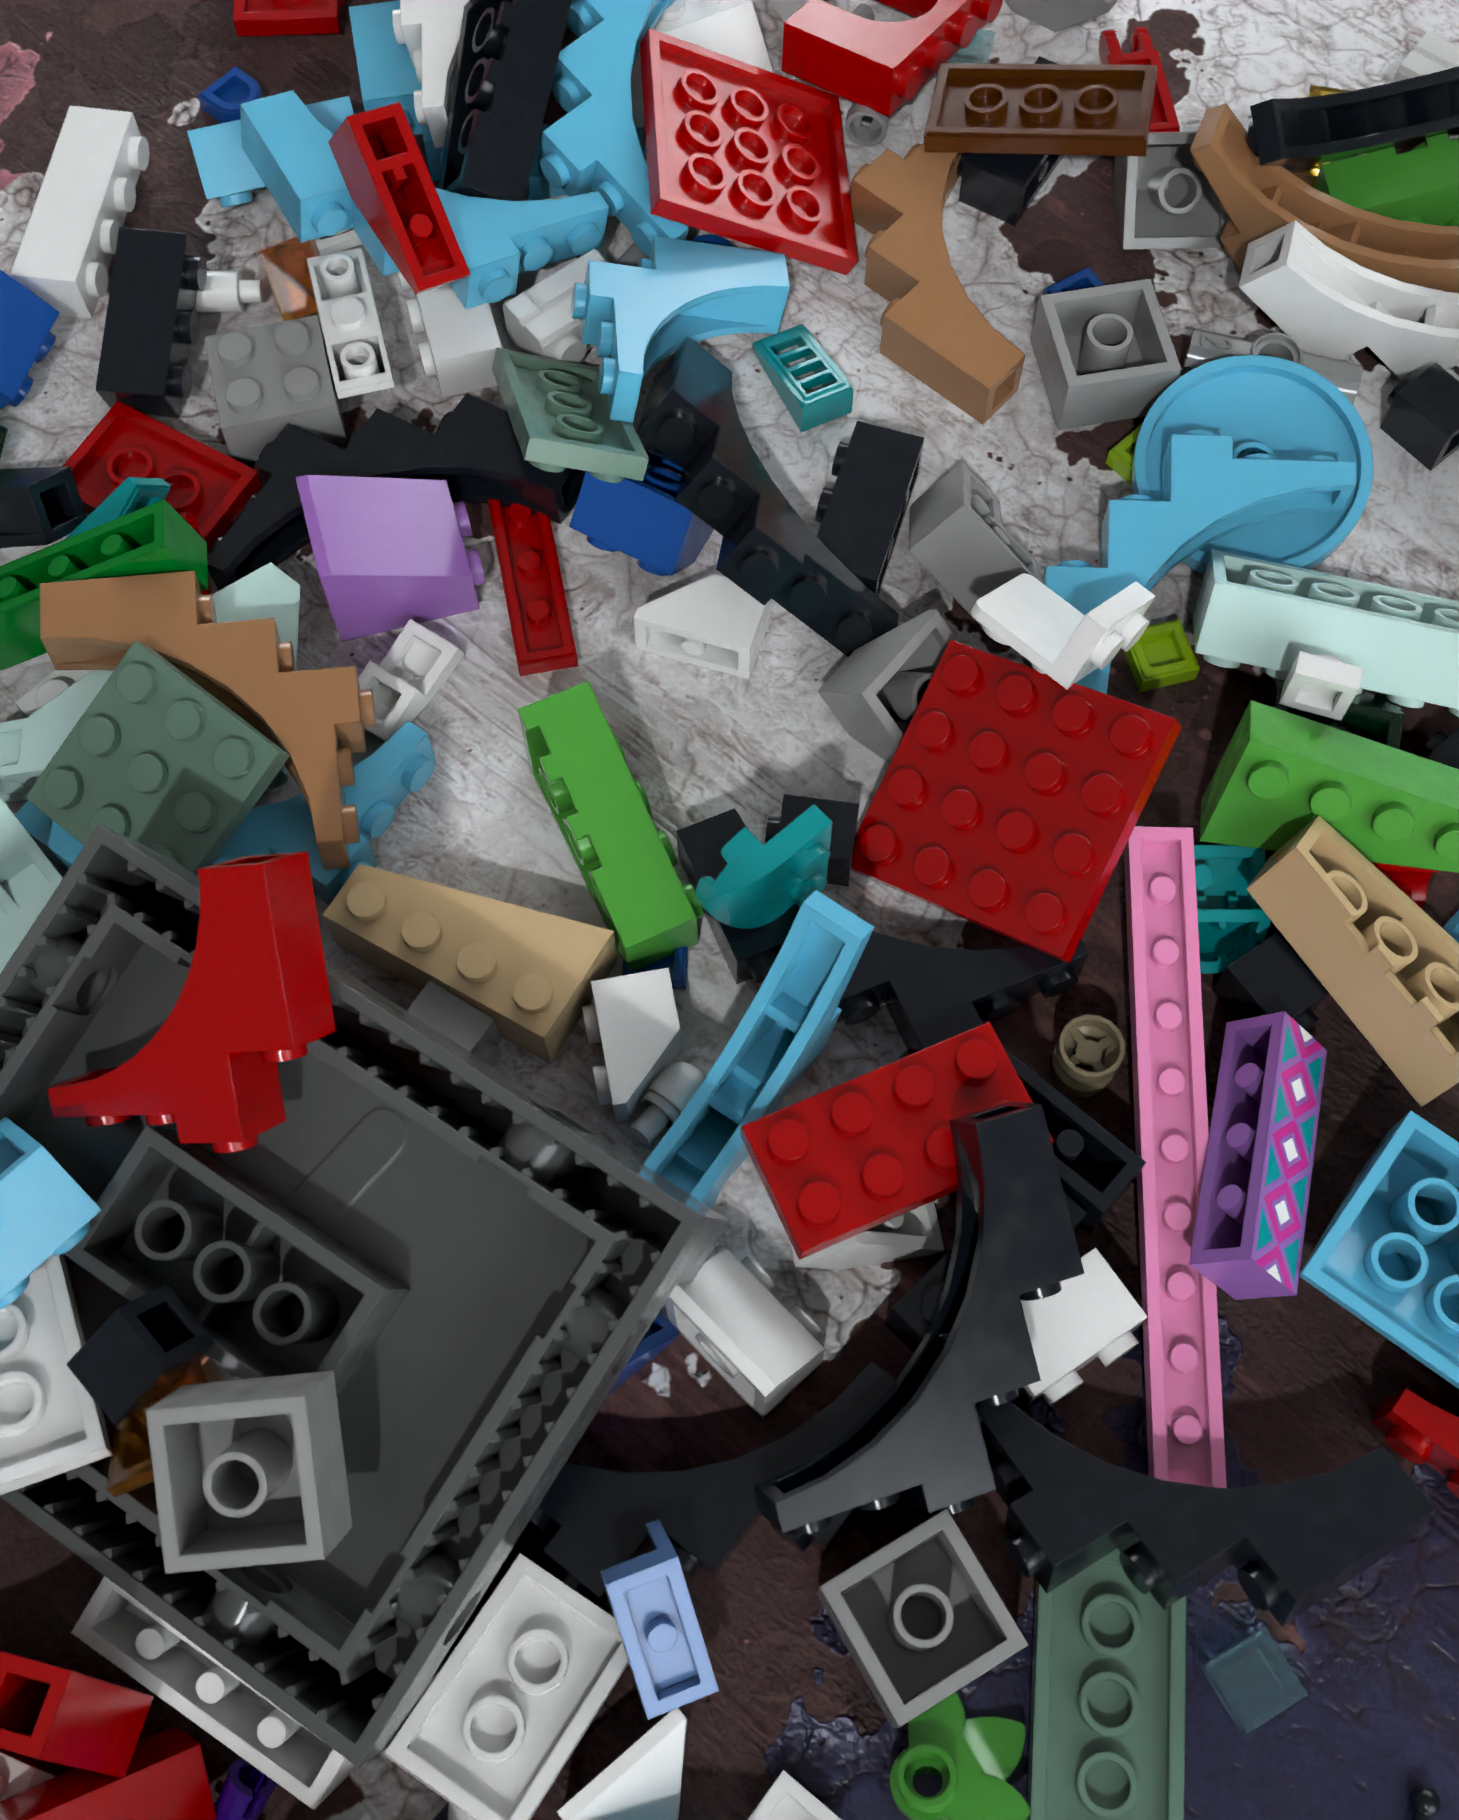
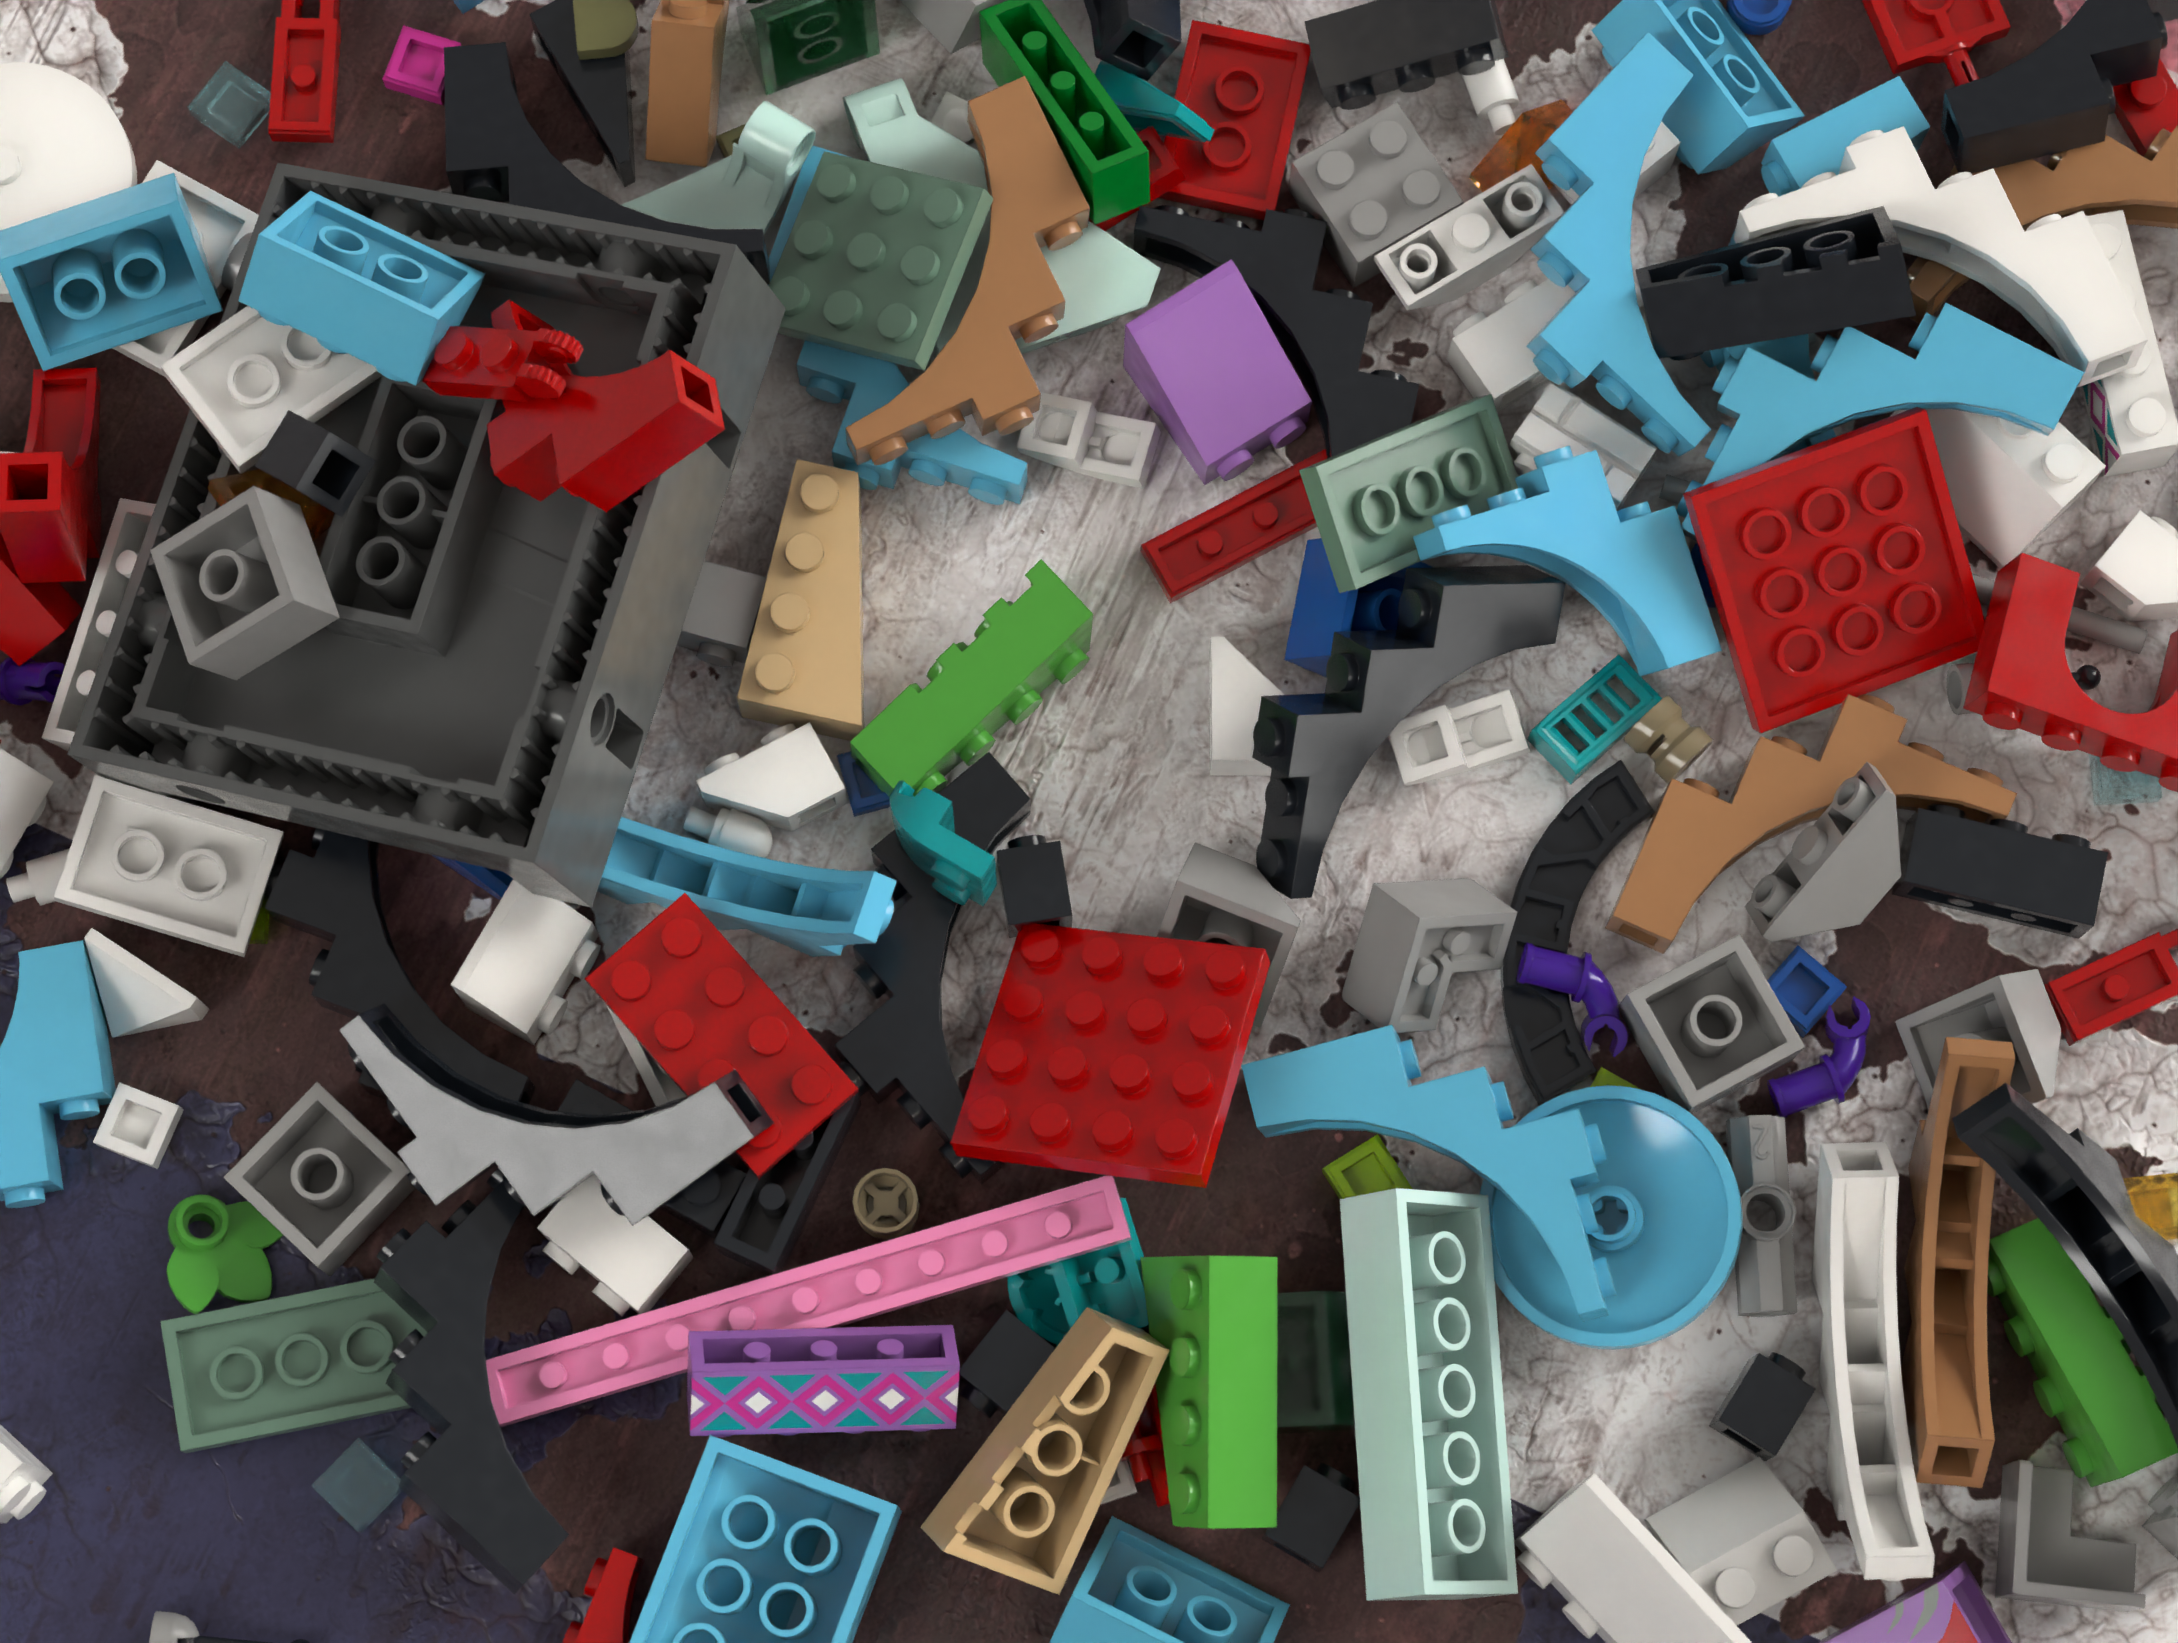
camera: 70 degrees right, 10 degrees up
(121, 1096) = (500, 363): none -> red hinge
(398, 196) = (1571, 239): red slope -> none
(659, 1627) = (253, 962): medium blue panel -> none
(788, 457) = (1458, 738): none -> white slope
(843, 321) = (1668, 739): none -> dark tan wheel
(869, 499) = (1429, 830): black brick -> none
(991, 226) = (1835, 866): none -> light grey slope
(1021, 486) = (1546, 904): none -> black tile
(1035, 437) = (1584, 982): none -> dark purple piece
(1041, 109) = (2006, 871): reddish brown tile -> none
(1055, 633) = (1300, 1044): white bracket -> none
(1168, 292) = (1833, 1074): none -> dark purple piece
(1321, 685) = (1322, 1324): white plate -> none

